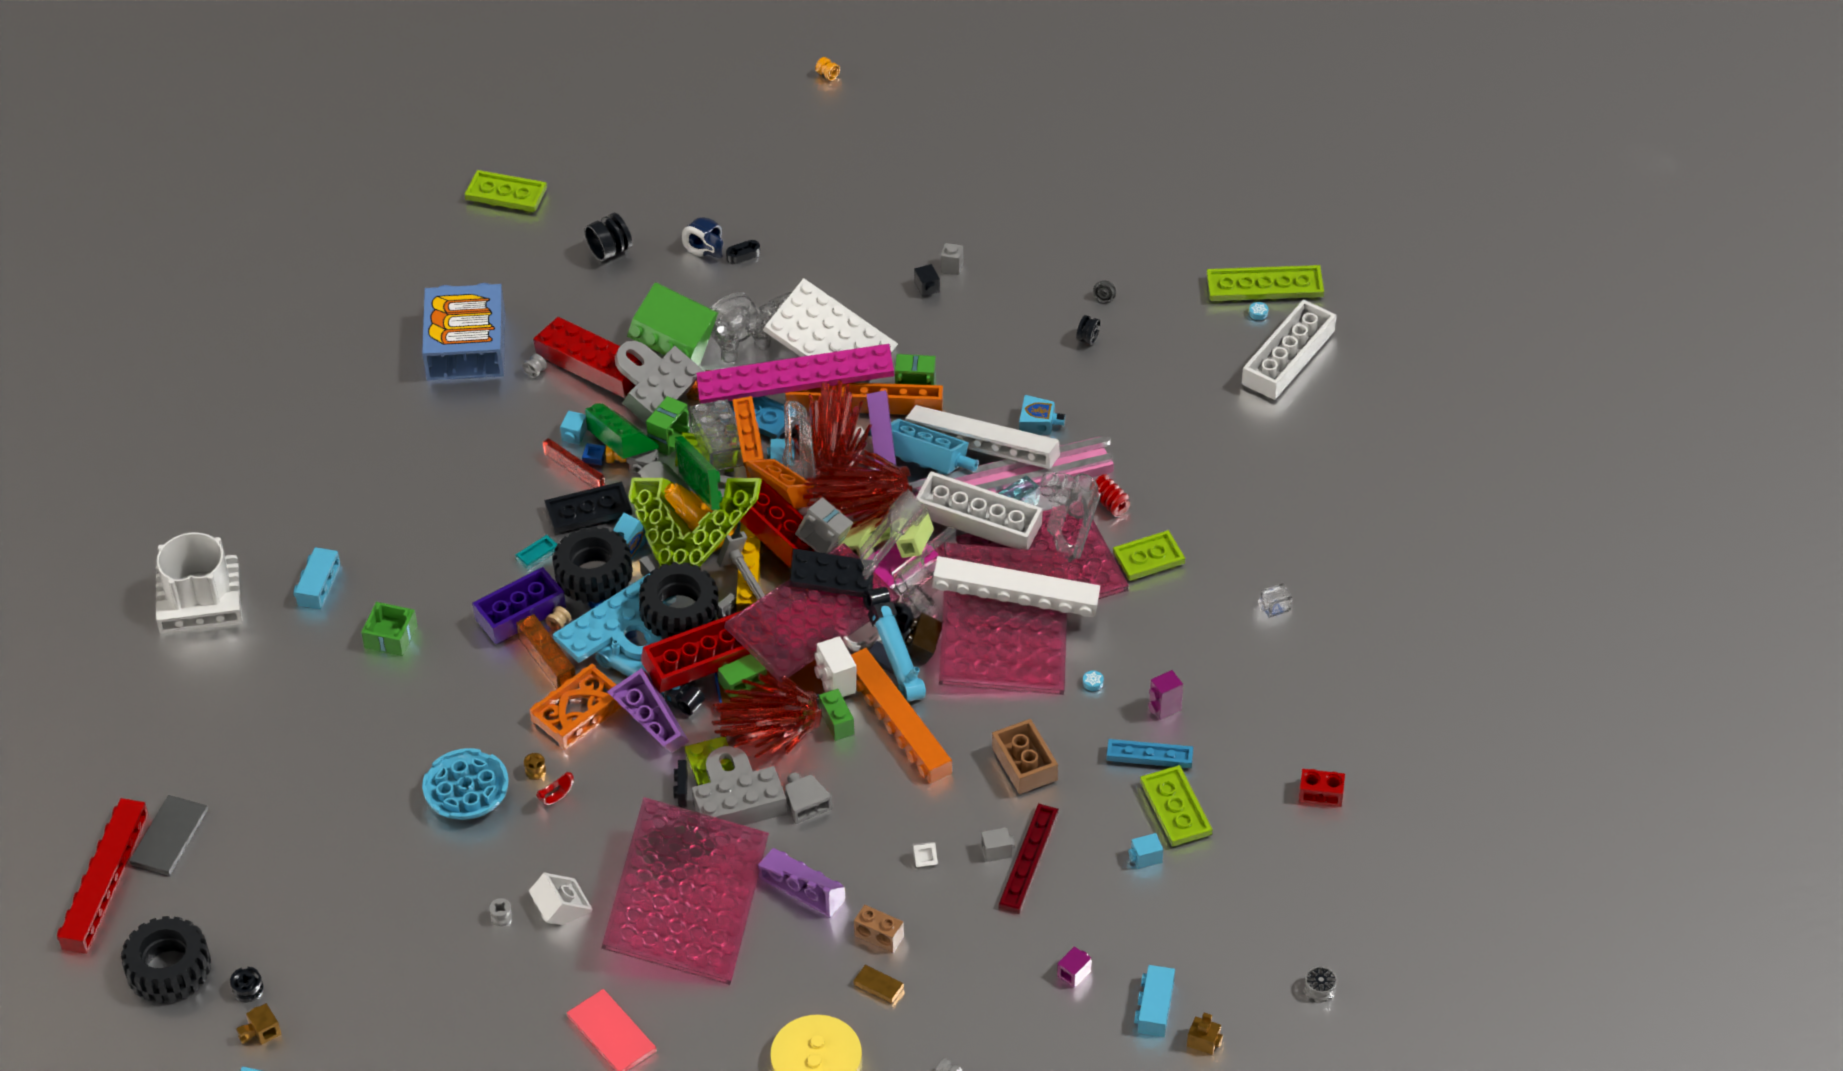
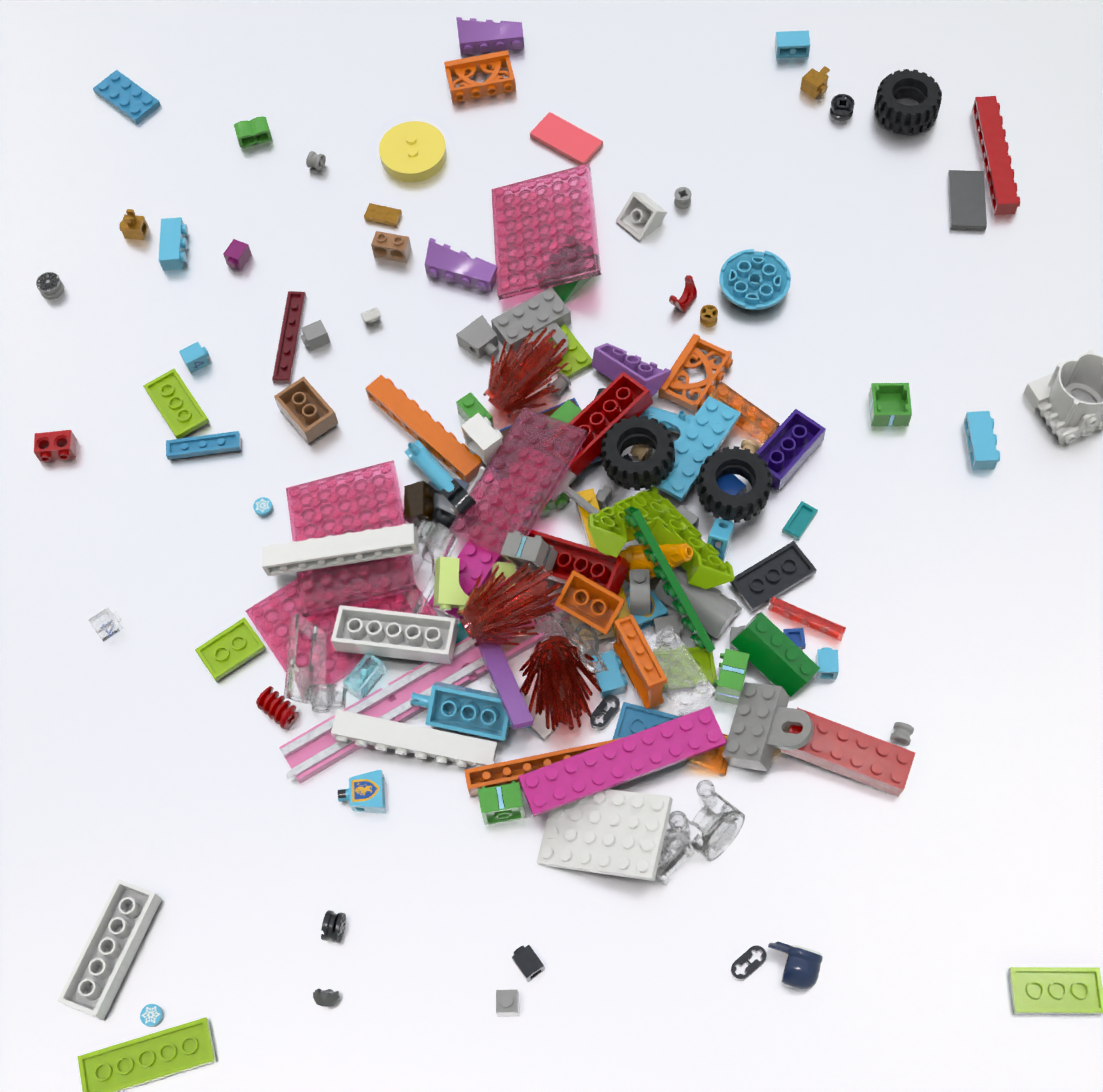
camera: 170 degrees right, 15 degrees up
(464, 332) = (994, 751): medium blue brick -> none
(608, 236) = (903, 928): black wheel -> none
(673, 320) = (776, 799): bright green slope -> none
(681, 778) = (585, 332): black plate -> none
(828, 573) = (509, 513): black plate -> none
(902, 515) = (452, 562): clear panel -> none
(1165, 695) = (193, 490): magenta brick -> none

